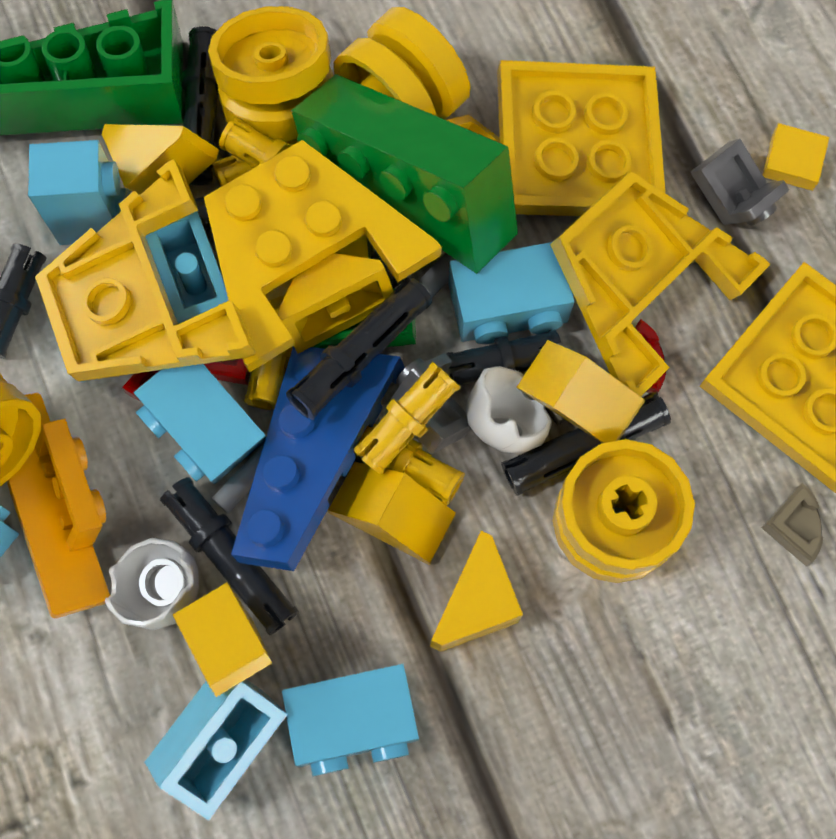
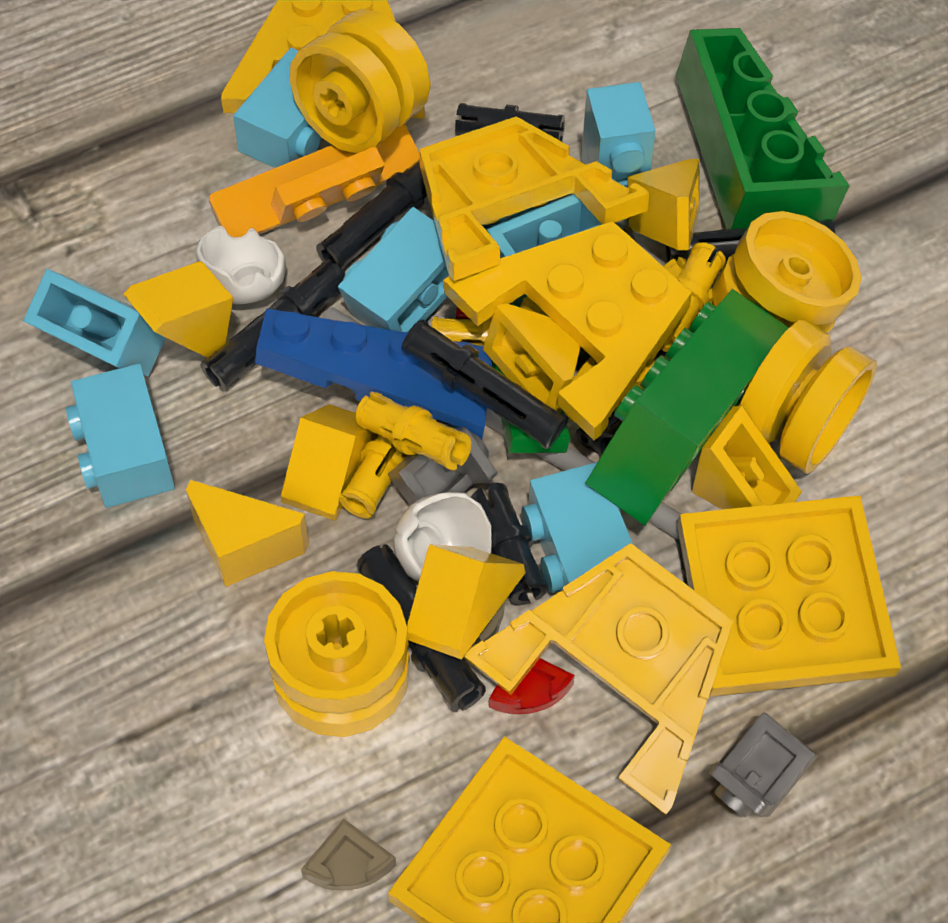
camera: 85 degrees right, 15 degrees down
(97, 434) = (371, 221): none -> black pin
(795, 156) = (823, 848): yellow tile -> none

